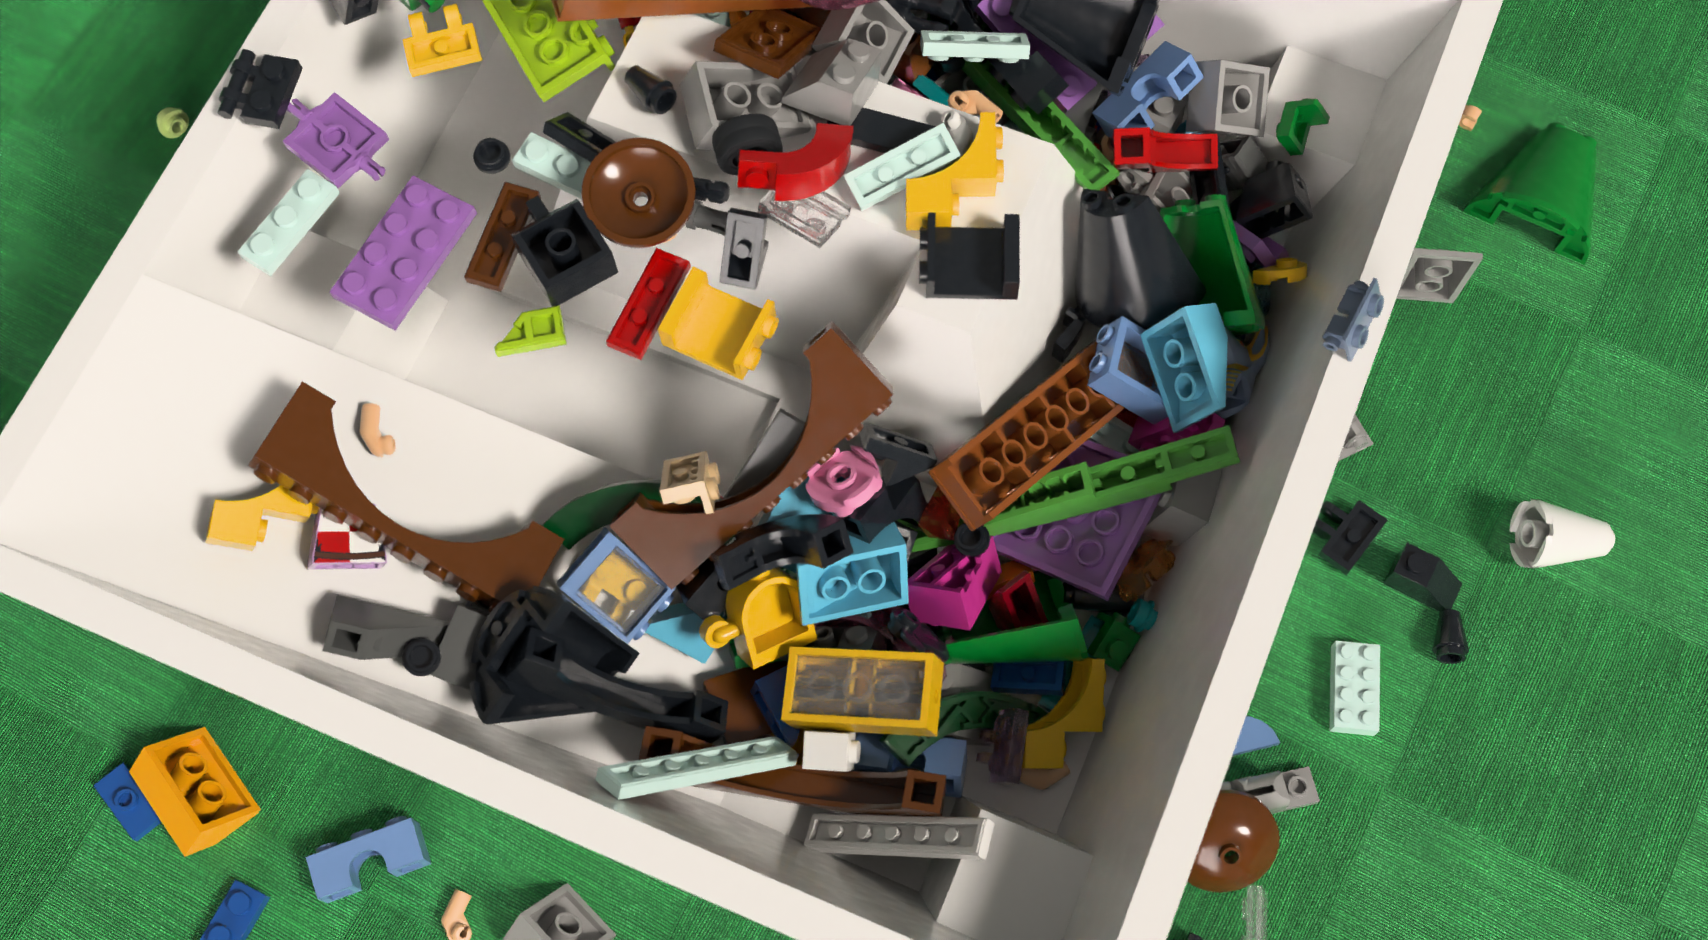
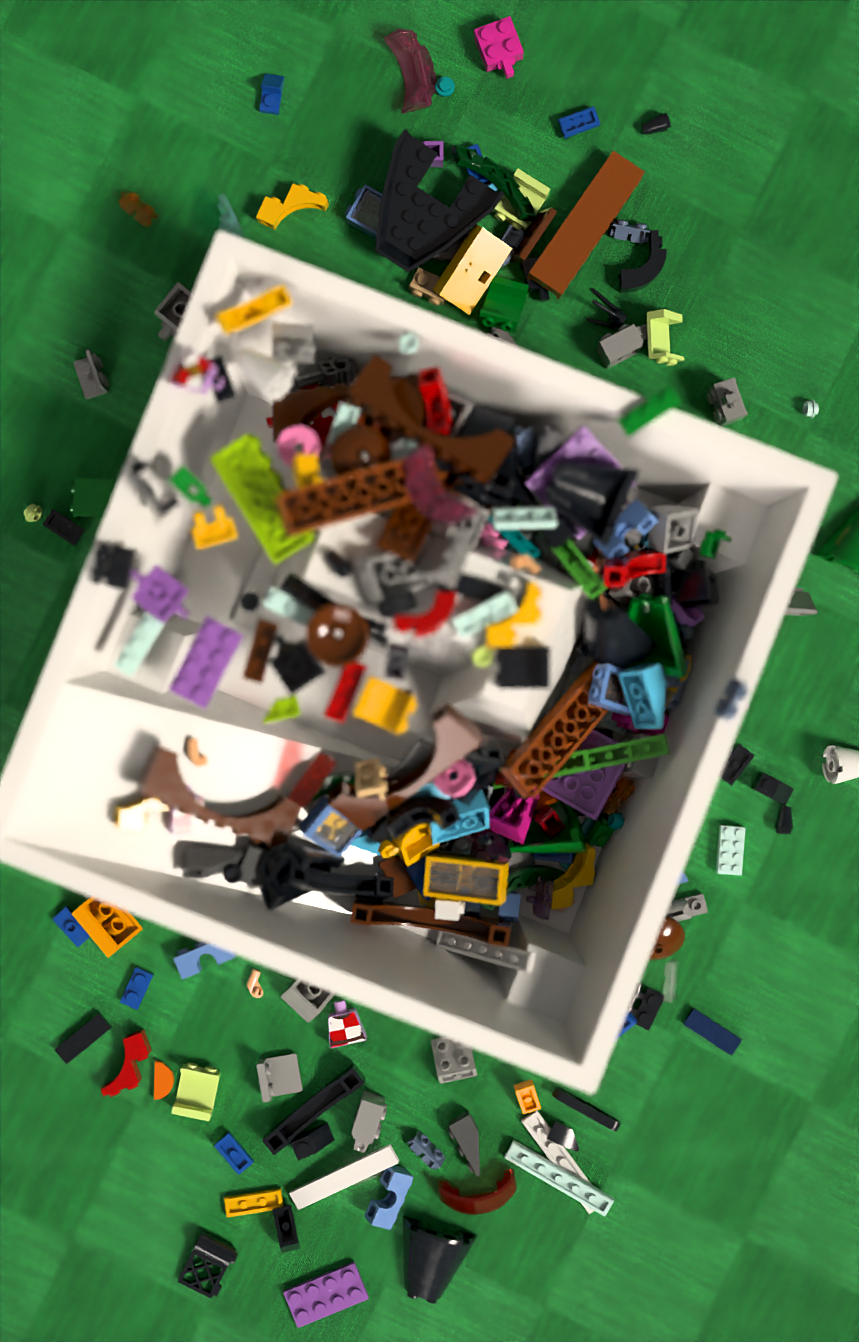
camera: 10 degrees left, 20 degrees up
(583, 486) = (312, 779): none -> clear red tile
(695, 767) = (381, 925): light aqua tile -> none
(897, 239) = (482, 656): none -> yellowish green plate
(1284, 267) = (703, 629): yellow plate -> none

